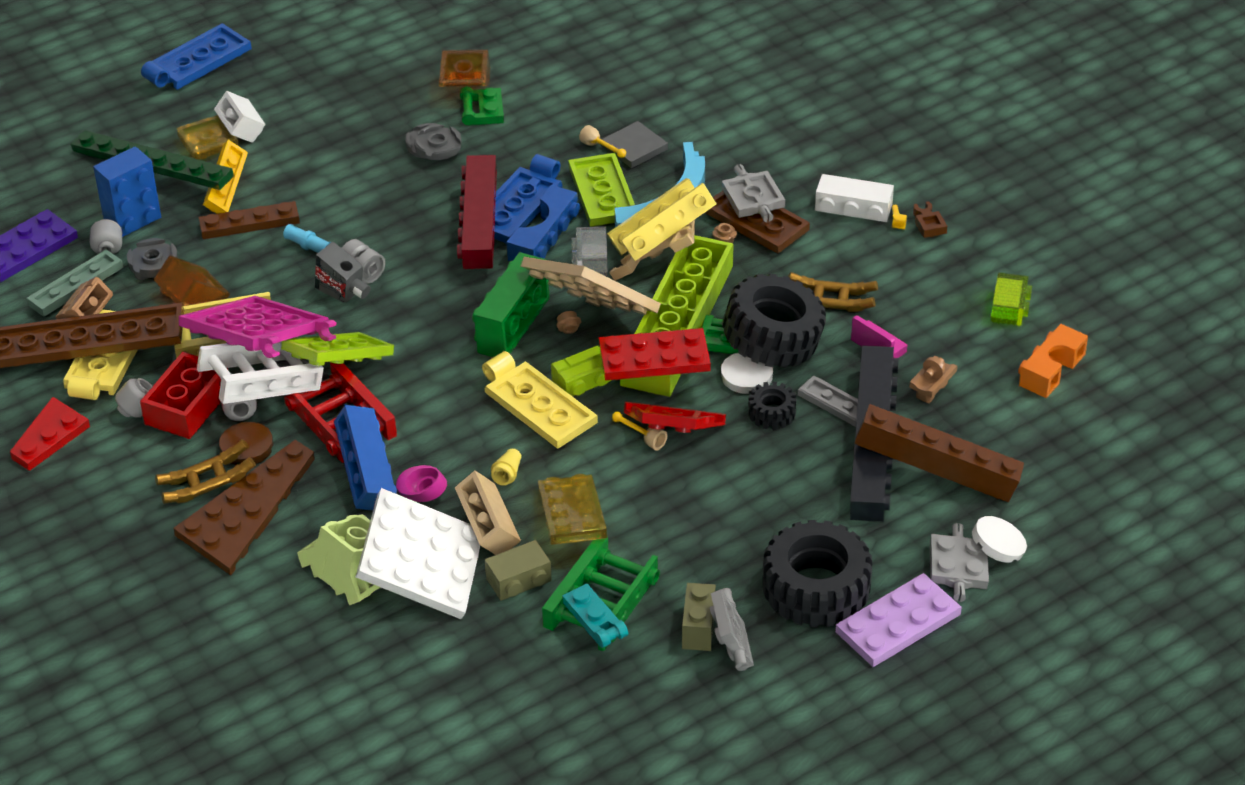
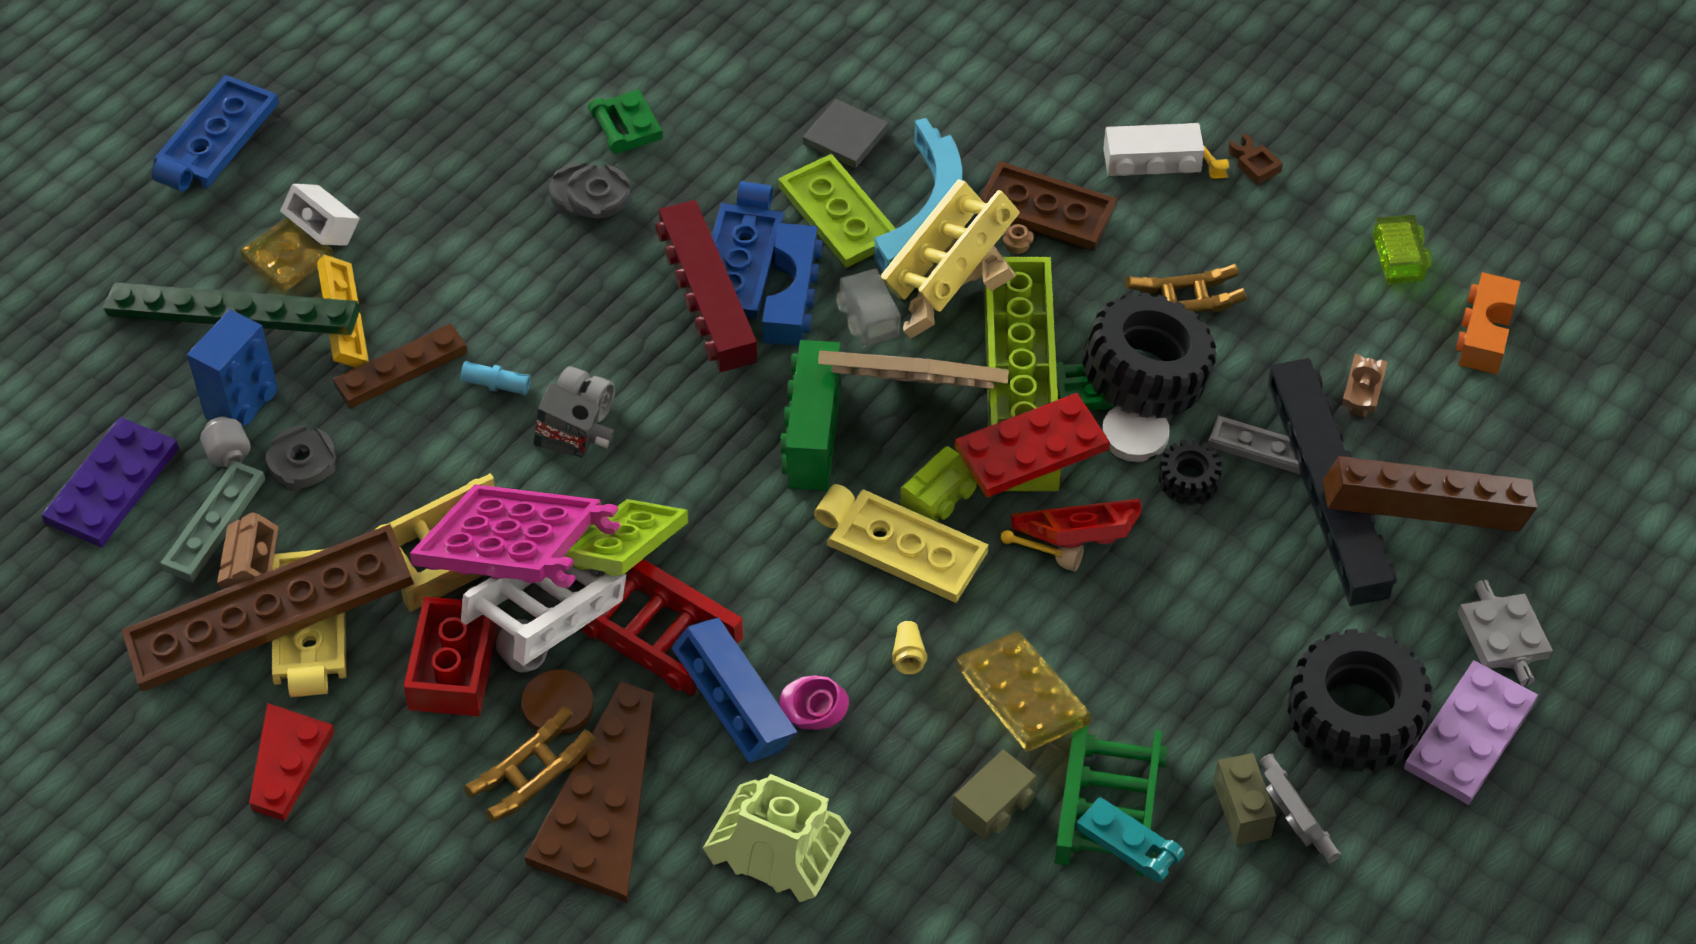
camera: 20 degrees left, 10 degrees up
(129, 397) = (383, 678): light grey head -> none
(188, 283) = (372, 487): clear orange slope -> none
(419, 554) = (869, 810): white plate -> none
(464, 68) = (587, 76): clear orange slope -> none
(487, 513) = (922, 727): tan brick -> none
(568, 322) = (886, 416): medium nougat plate -> none
(591, 136) = (787, 136): hinge -> none
(753, 193) = (1035, 176): light grey plate -> none
(869, 334) = (1268, 344): dark pink panel -> none
(999, 539) = (1541, 589): white tile -> none

